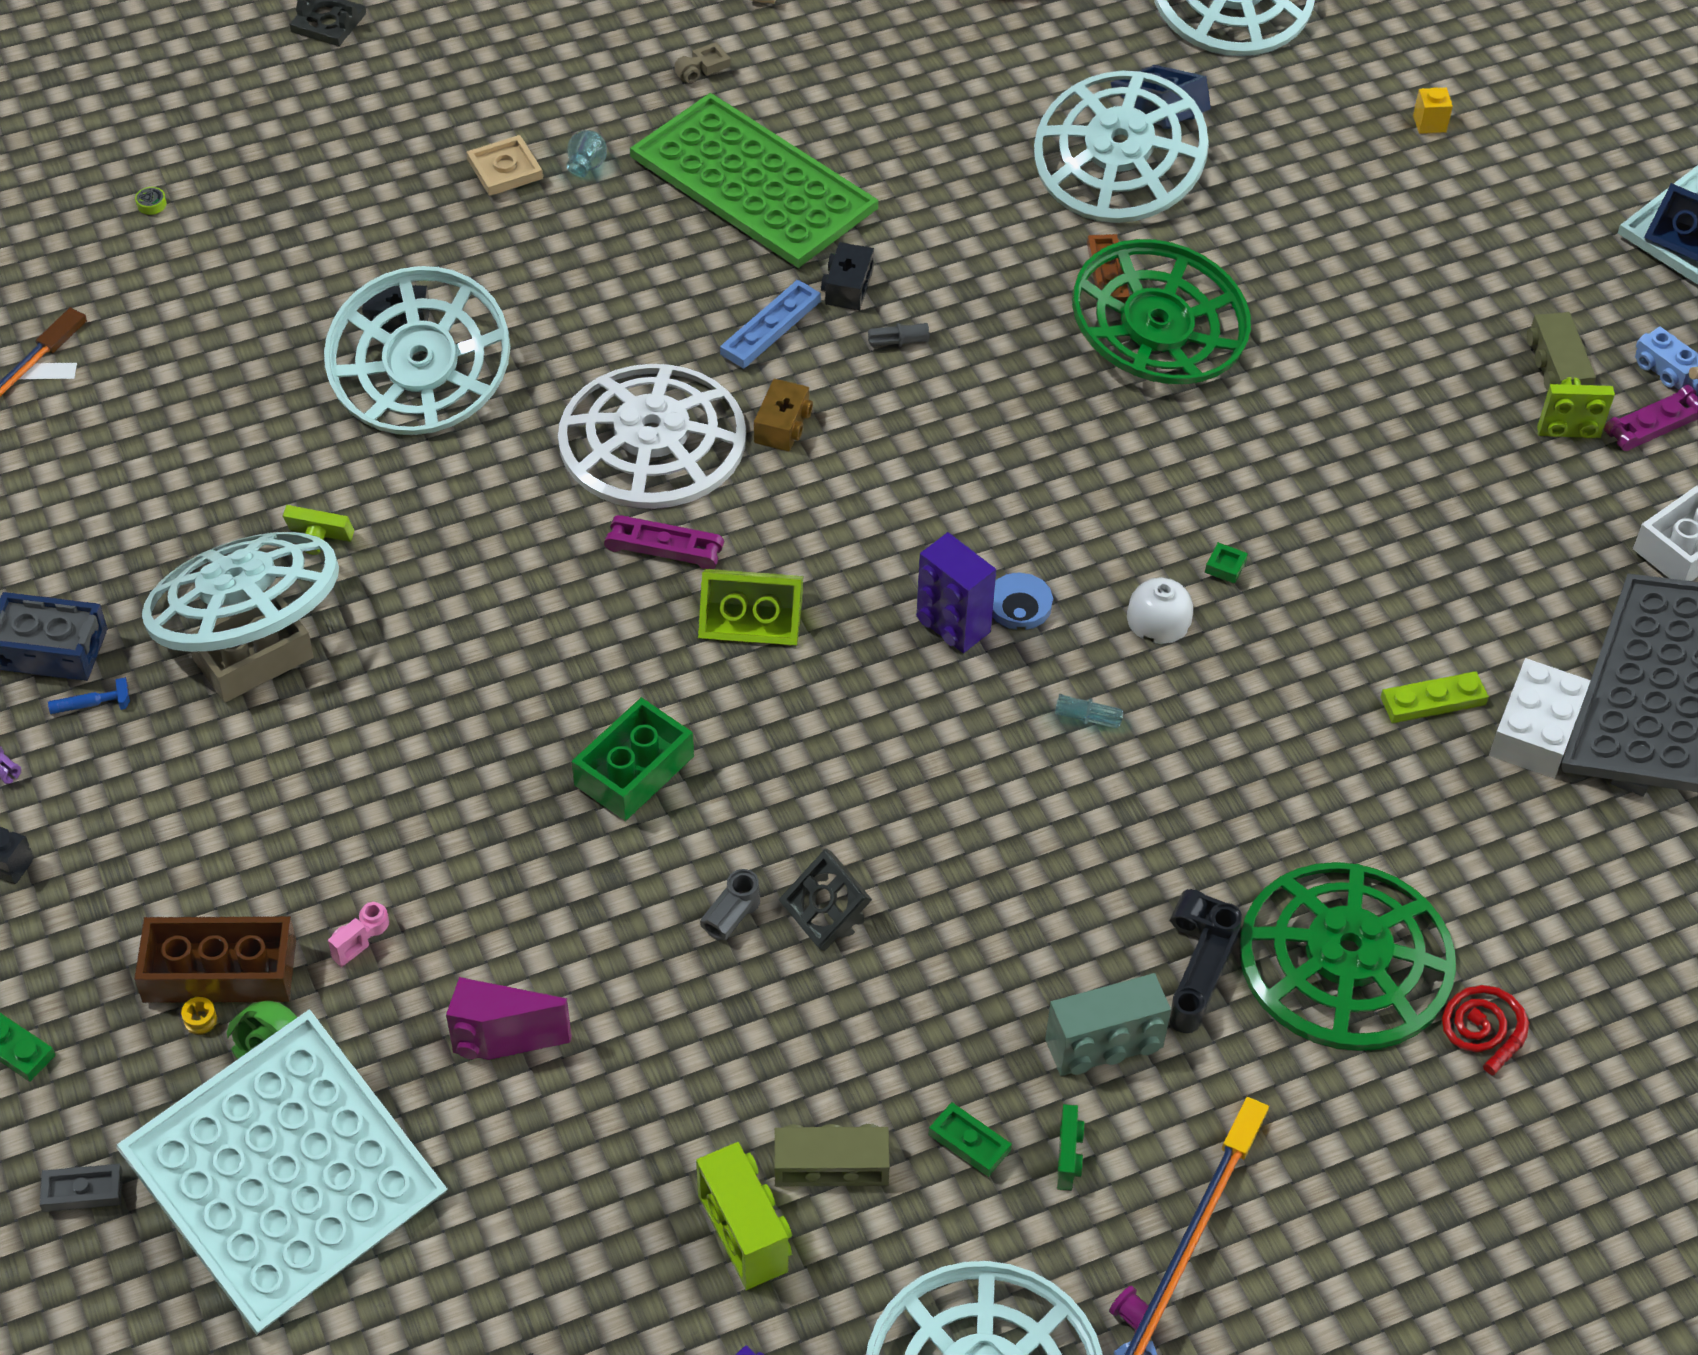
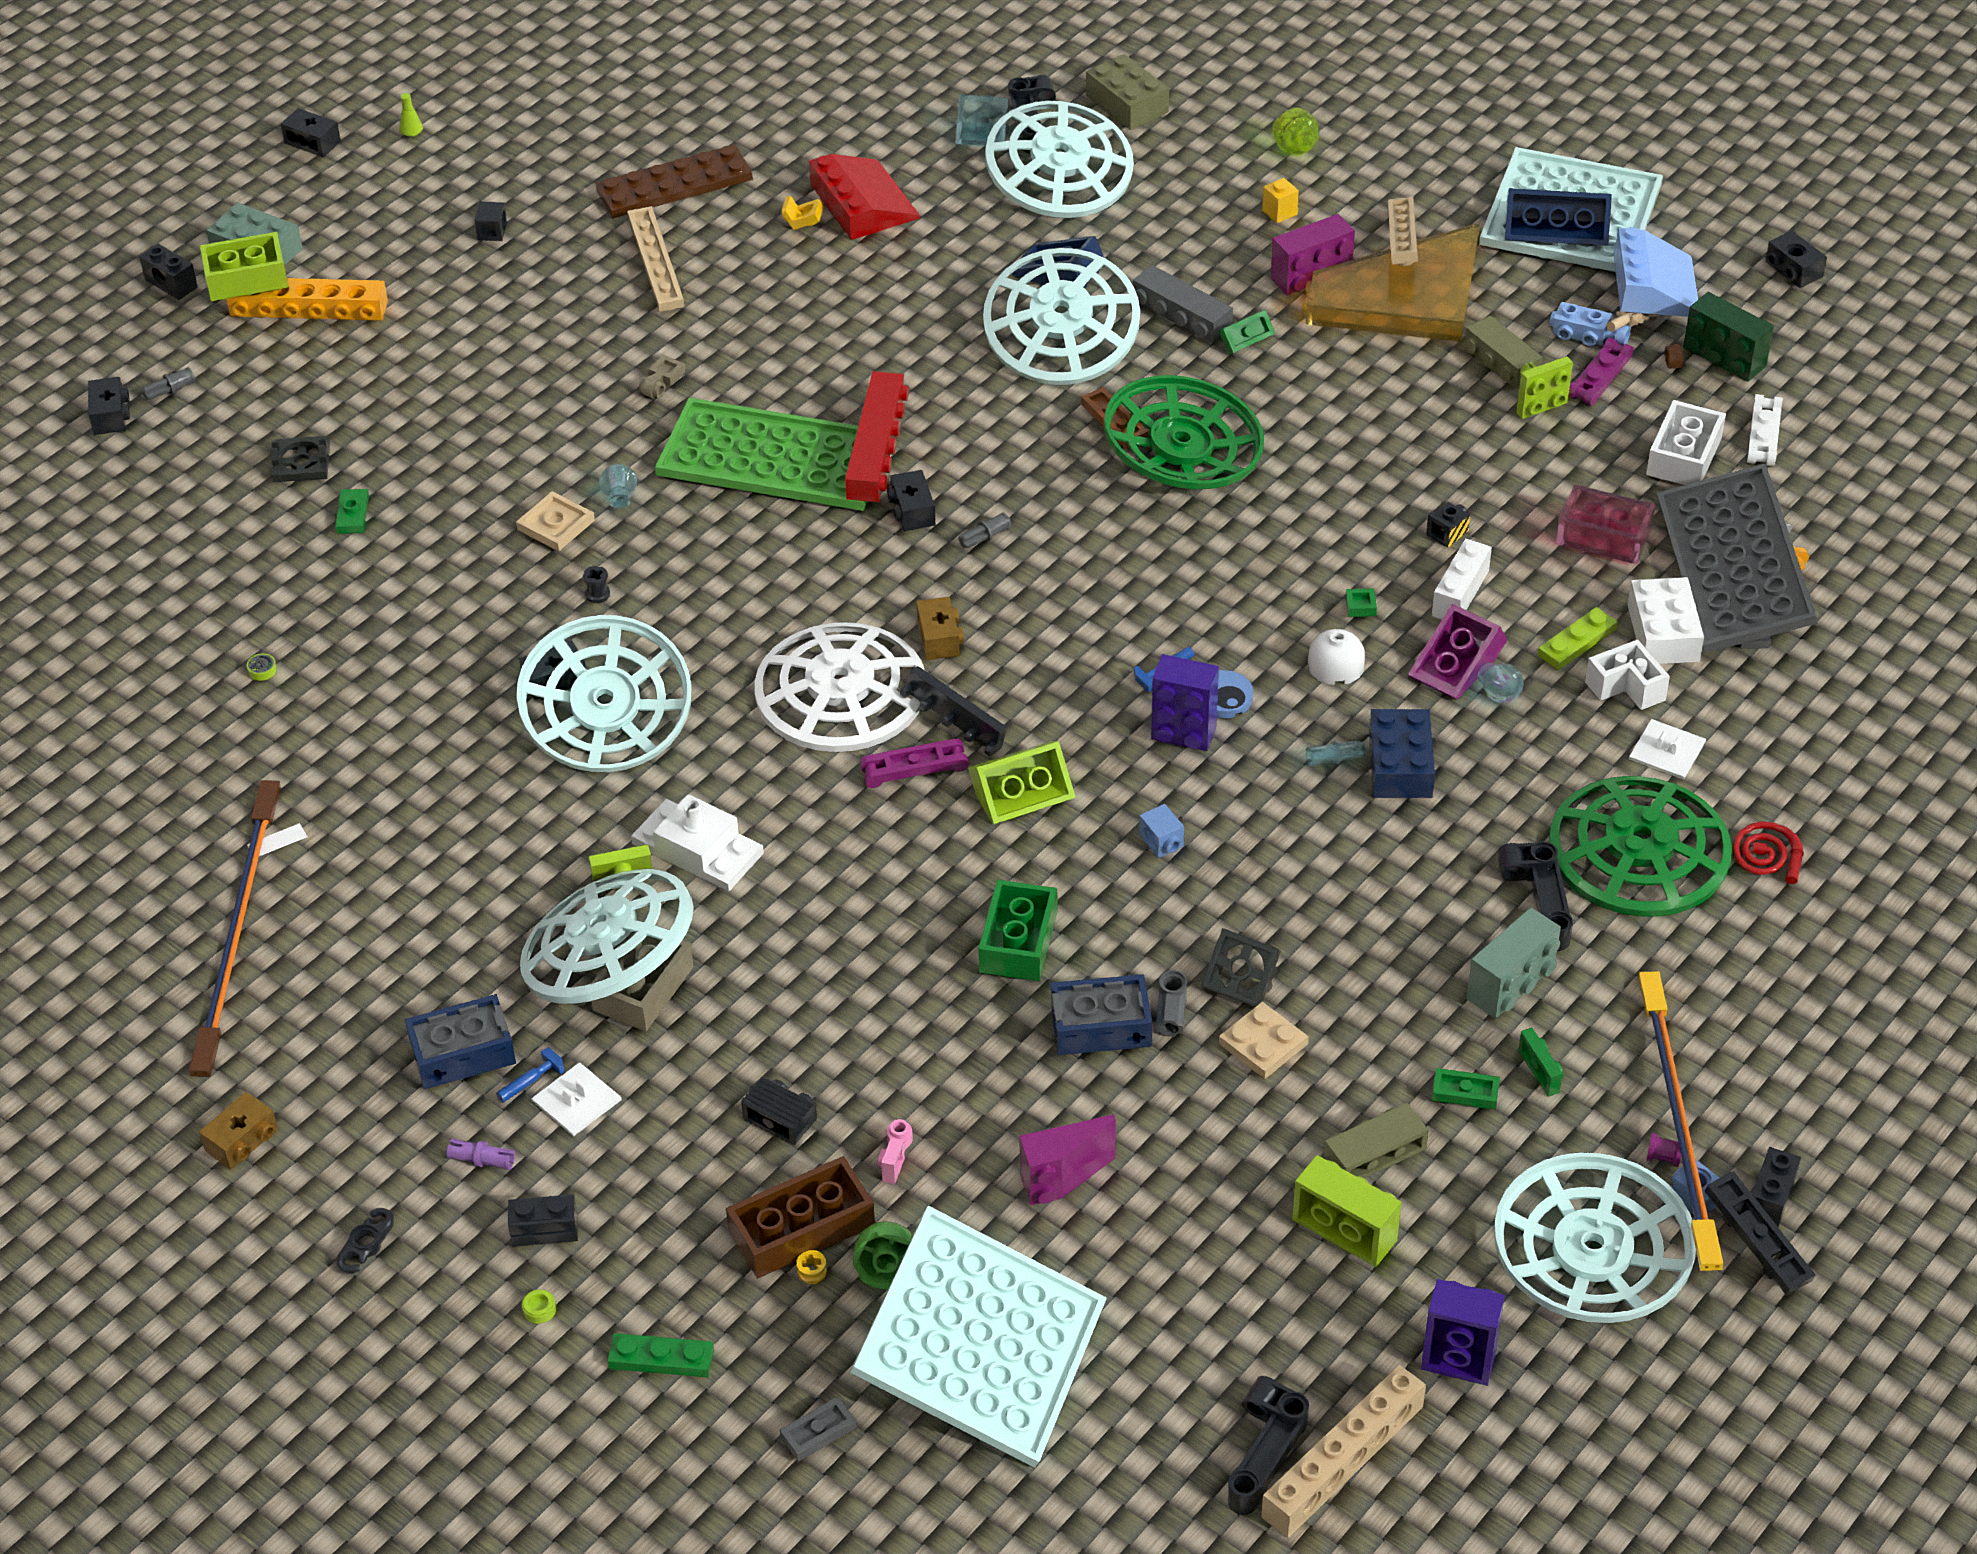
camera: 25 degrees left, 5 degrees down
(116, 741) = (576, 1099): none -> white piece
(282, 839) = (779, 1110): none -> black brick
(335, 85) = (352, 511): none -> green plate
(407, 535) = (699, 841): none -> white brick
(495, 238) = (596, 589): none -> black bush
(650, 884) = (1101, 1014): none -> piece
(736, 506) = (955, 710): none -> black hinge
(770, 324) = (875, 562): medium blue plate -> none
(802, 987) = (1263, 1040): none -> tan plate
(851, 198) = (875, 437): none -> red brick
(852, 717) = (1161, 830): none -> medium blue brick
(994, 545) = (1145, 680): none -> blue piece
(1153, 742) = (1401, 753): none -> dark blue brick
(1257, 180) = (1182, 303): none -> dark grey brick
(1289, 660) = (1458, 652): none -> magenta slope
(1304, 233) = (1247, 332): none -> plate
(1313, 710) = (1501, 681): none -> clear light blue piece
(1346, 583) = (1462, 577): none -> white brick
(1376, 516) = (1454, 521): none -> black brick
(1423, 177) = (1308, 250): none -> magenta brick
(1451, 861) = (1667, 749): none -> white piece
(1457, 754) = (1628, 670): none -> white brick
(1497, 39) = (1293, 128): none -> clear neon green piece
(1499, 251) = (1408, 300): none -> clear yellow slope
(1533, 188) = (1402, 231): none -> tan plate
(1543, 585) = (1605, 524): none -> clear pink brick

